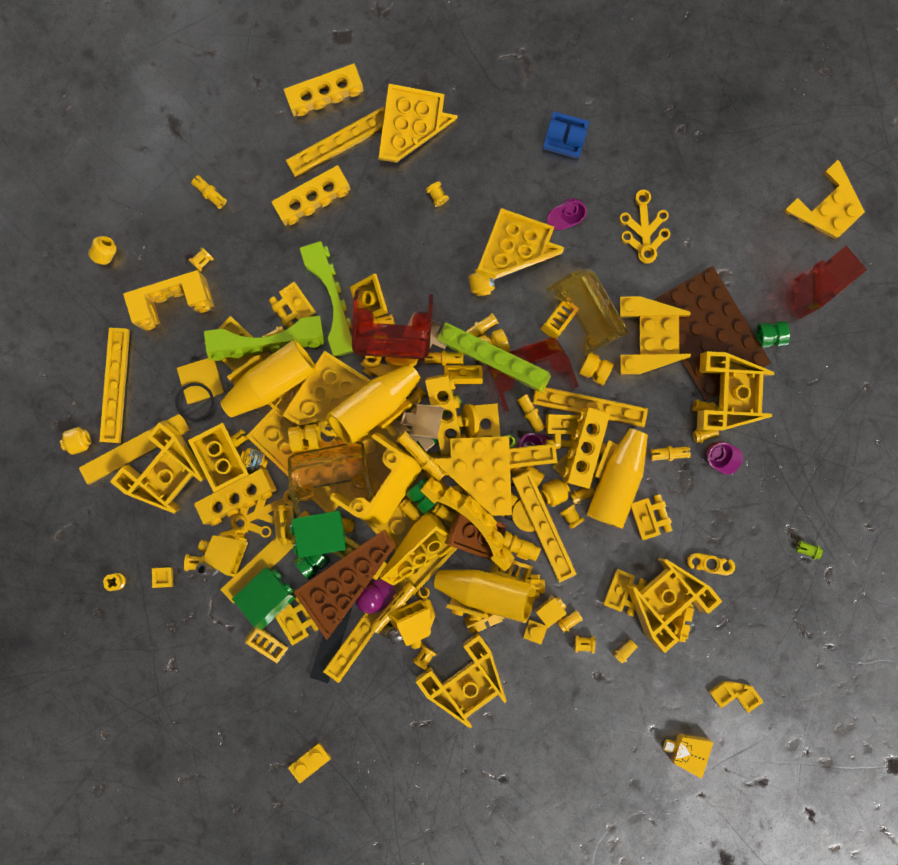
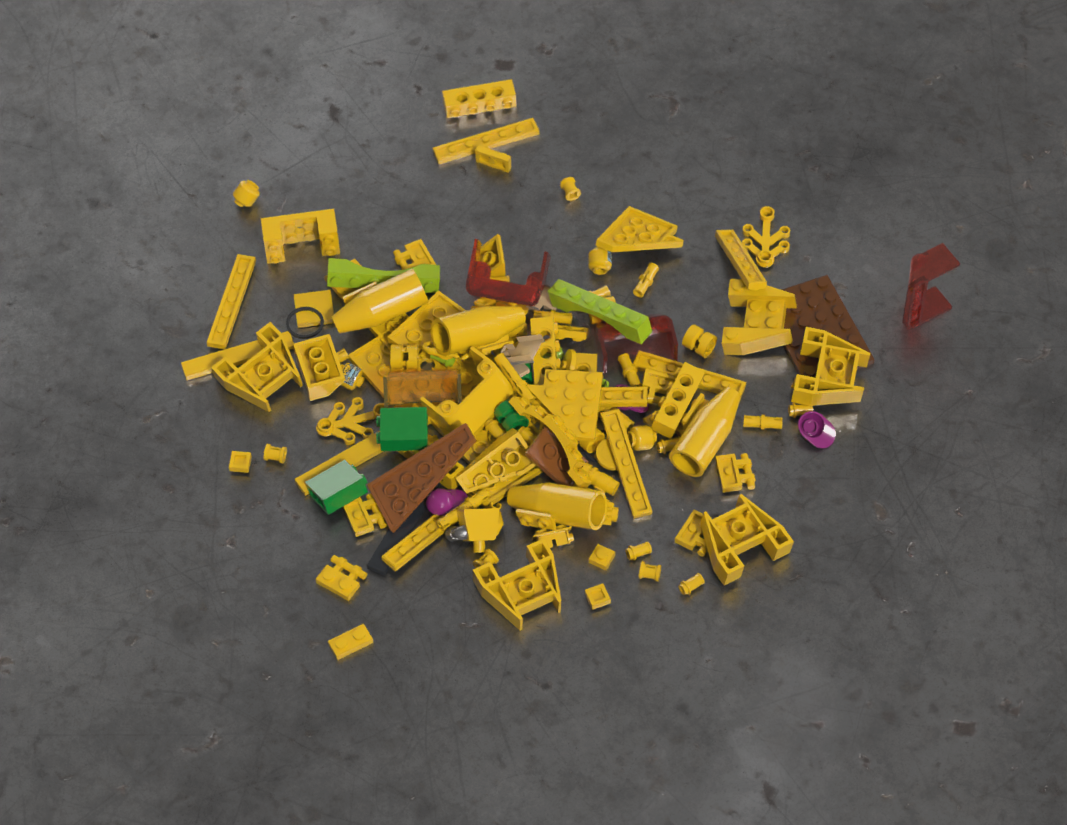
camera: 15 degrees right, 30 degrees down
(75, 440) = (184, 338): yellow head -> none
(120, 581) = (190, 460): yellow bush -> none
(201, 259) = (341, 208): yellow bush -> none
(208, 506) = (327, 400): yellow brick -> none
(209, 192) = (355, 163): yellow pin -> none
(222, 553) = (306, 444): yellow torso -> none
(262, 649) = (313, 525): yellow slope -> none
(283, 517) = (368, 429): yellow hinge -> none
(285, 698) = (339, 583): none -> yellow plate
(309, 565) = (385, 463): green wheel -> none
(314, 186) = (450, 176): yellow brick -> none
(316, 262) = (446, 230): lime arch -> none
(358, 168) = (493, 158): none -> yellow plate
(410, 121) = (556, 129): yellow wing -> none
(527, 311) = (645, 280): none -> yellow pin
(538, 679) = (597, 596): none -> yellow plate
(550, 610) = (618, 531): yellow brick -> none
(552, 328) = (661, 307): yellow slope -> none
(566, 135) = (700, 157): blue plate -> none
(567, 214) = (691, 217): magenta cap -> none
(572, 516) = (655, 460): yellow bush -> none
(592, 307) = (700, 286): clear yellow windscreen -> none
(628, 270) = (741, 259): none -> yellow plate
(678, 625) = (755, 558): yellow hinge -> none
(690, 753) = (743, 680): yellow torso -> none
(719, 564) = (797, 527): yellow piece -> none
(728, 691) = (809, 640): yellow tile -> none
(773, 334) = (878, 333): green wheel -> none
(810, 550) = (892, 520): lime pin -> none
(836, 211) = (960, 242): yellow wing -> none

